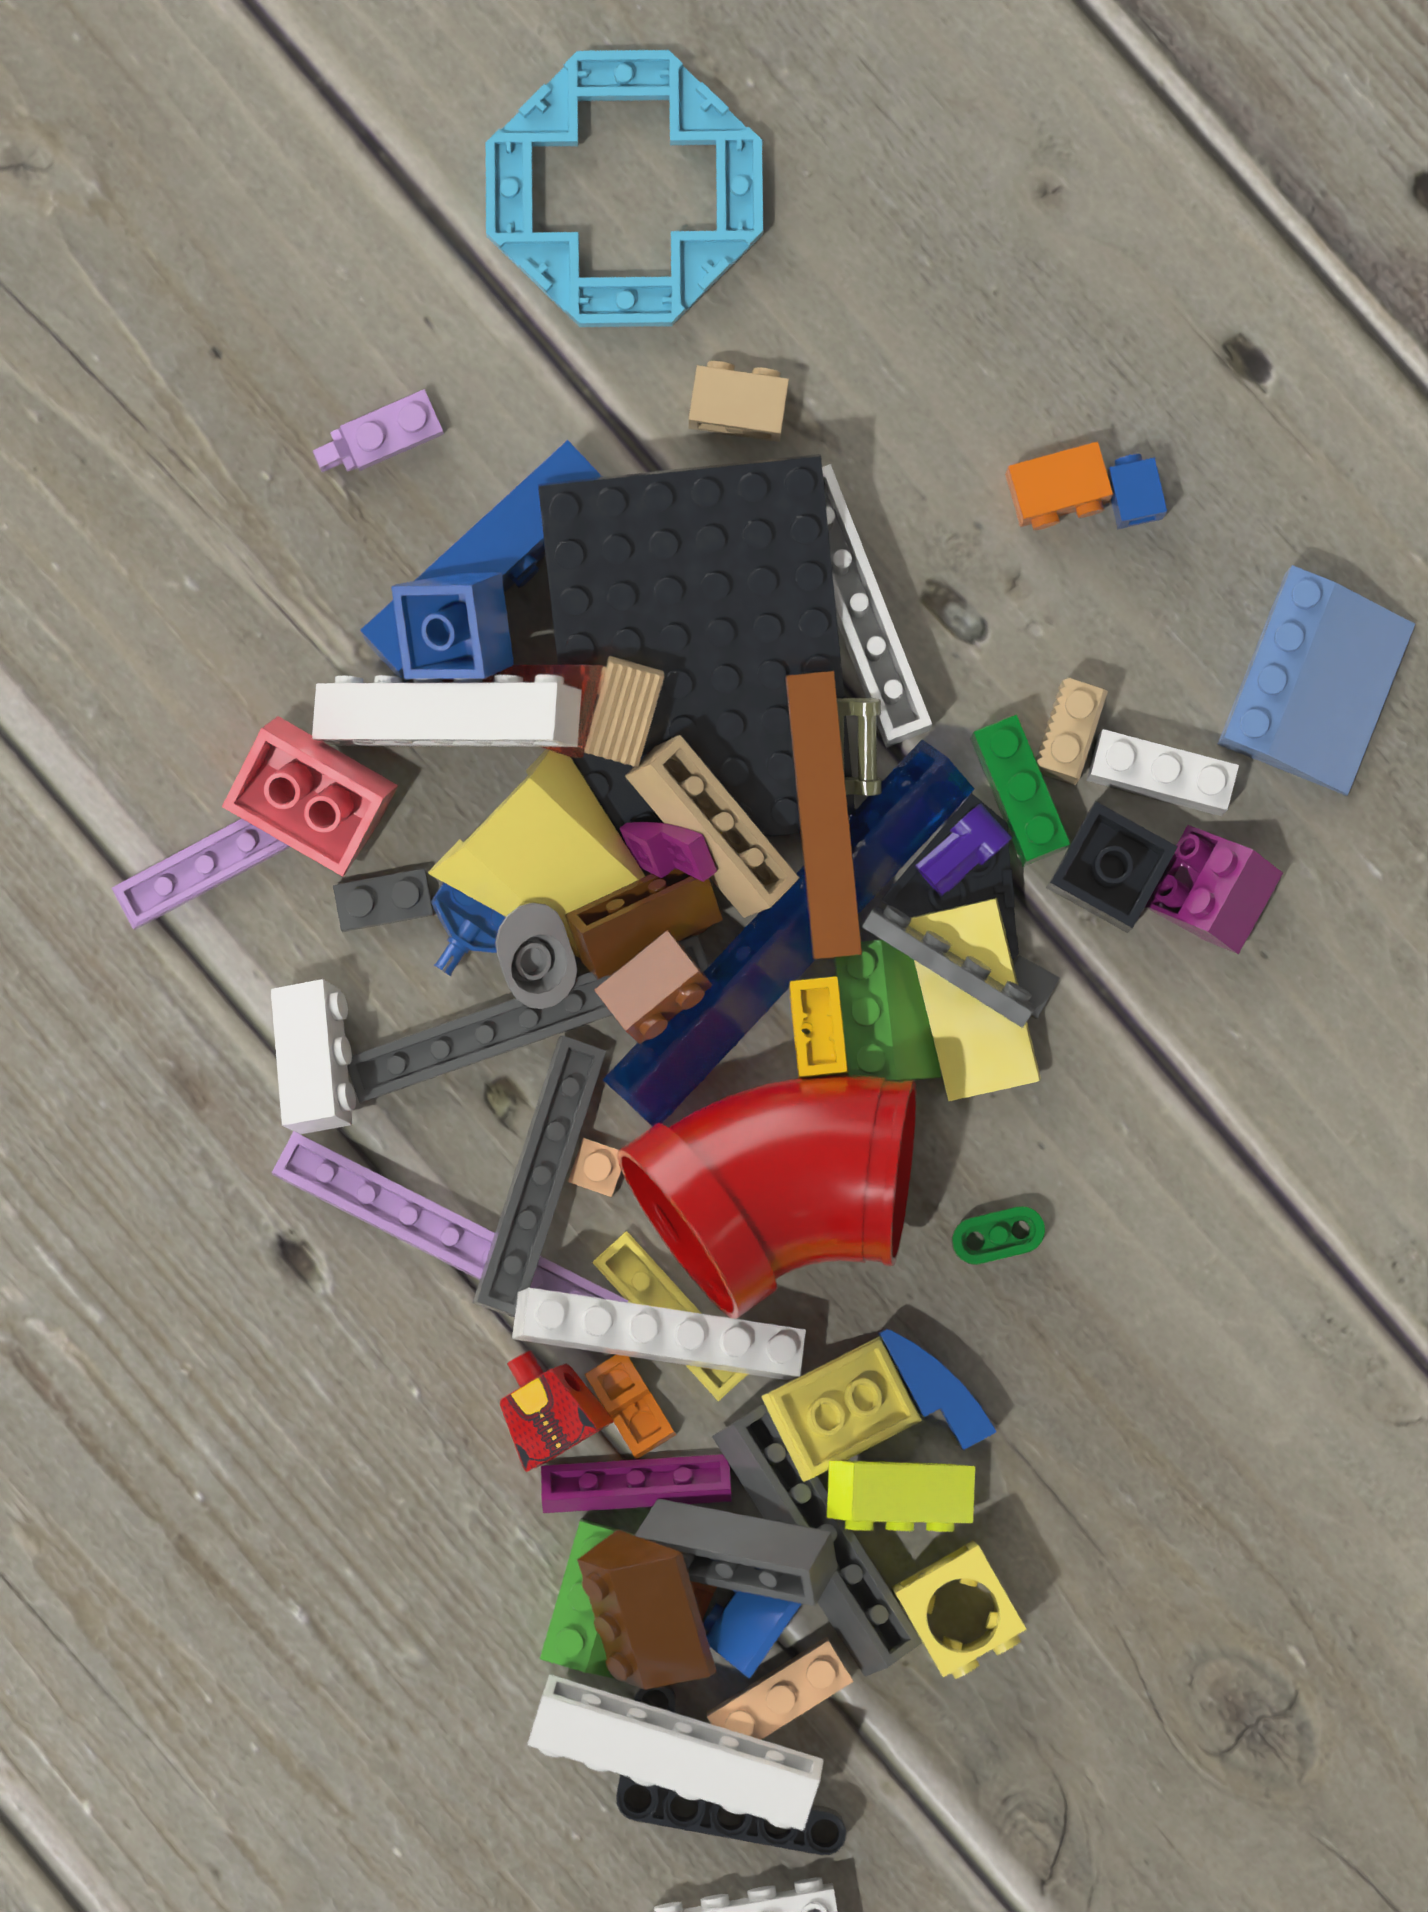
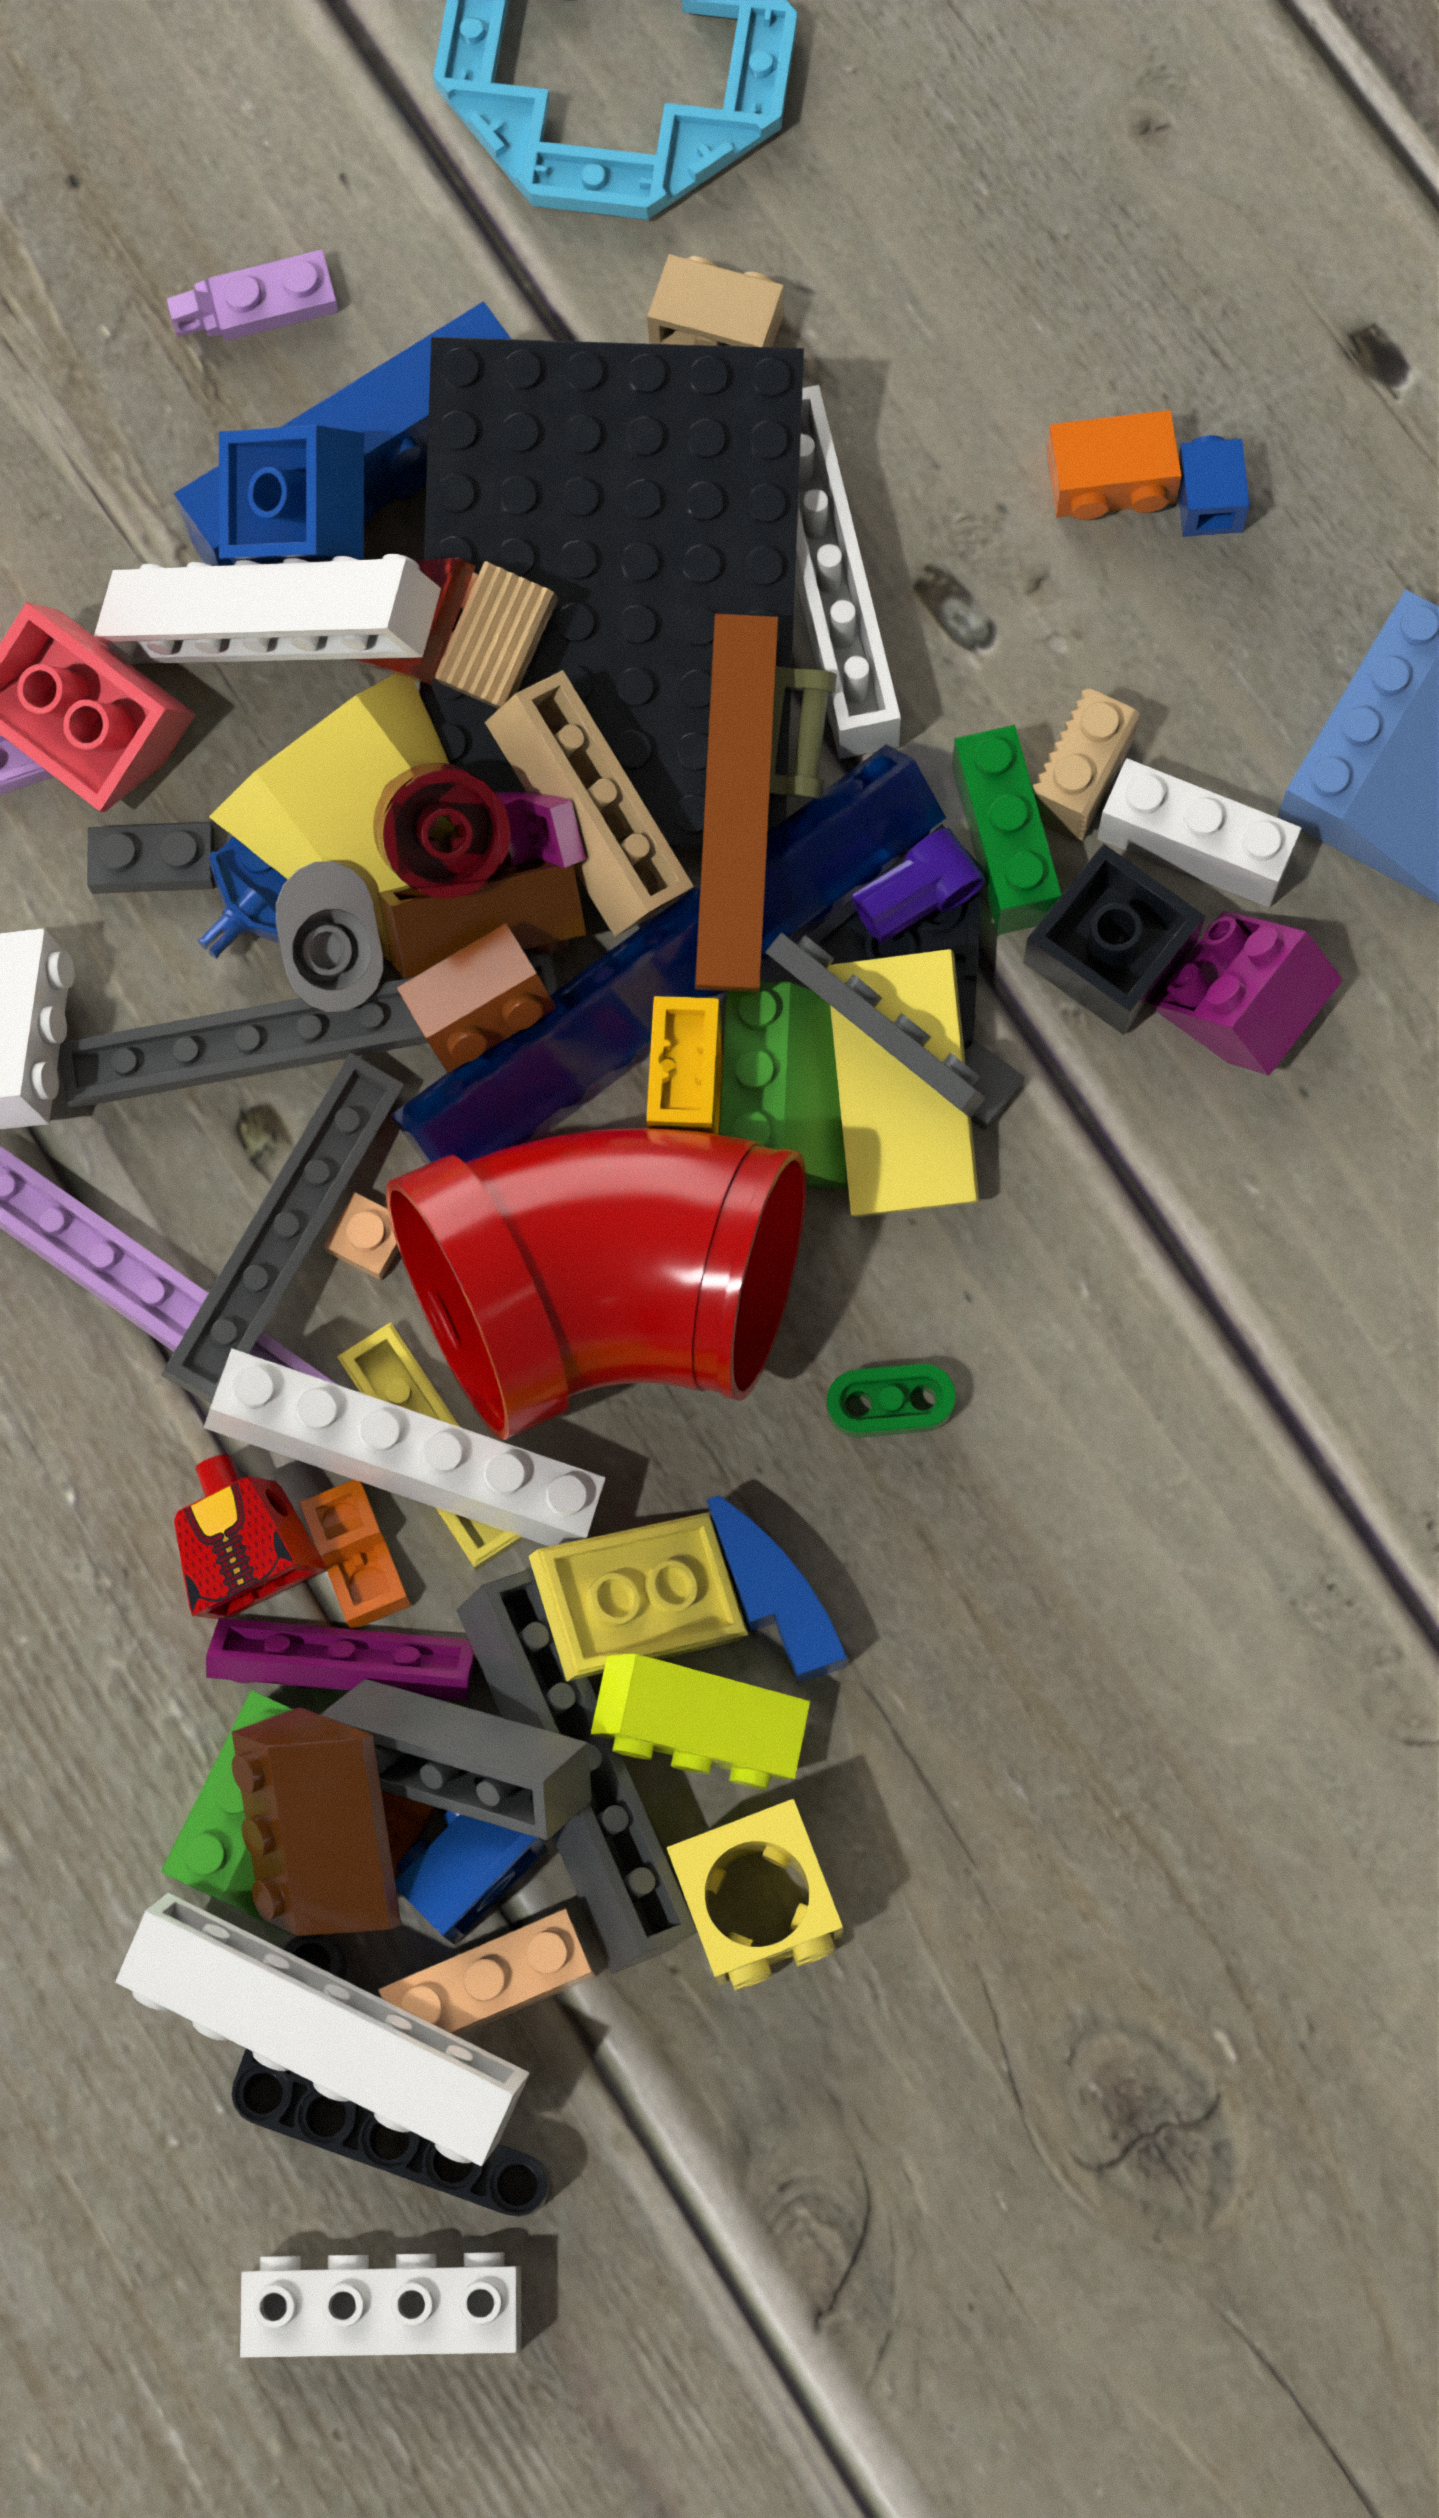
camera: 15 degrees right, 10 degrees down
(609, 870) = (468, 854): none -> dark red brick

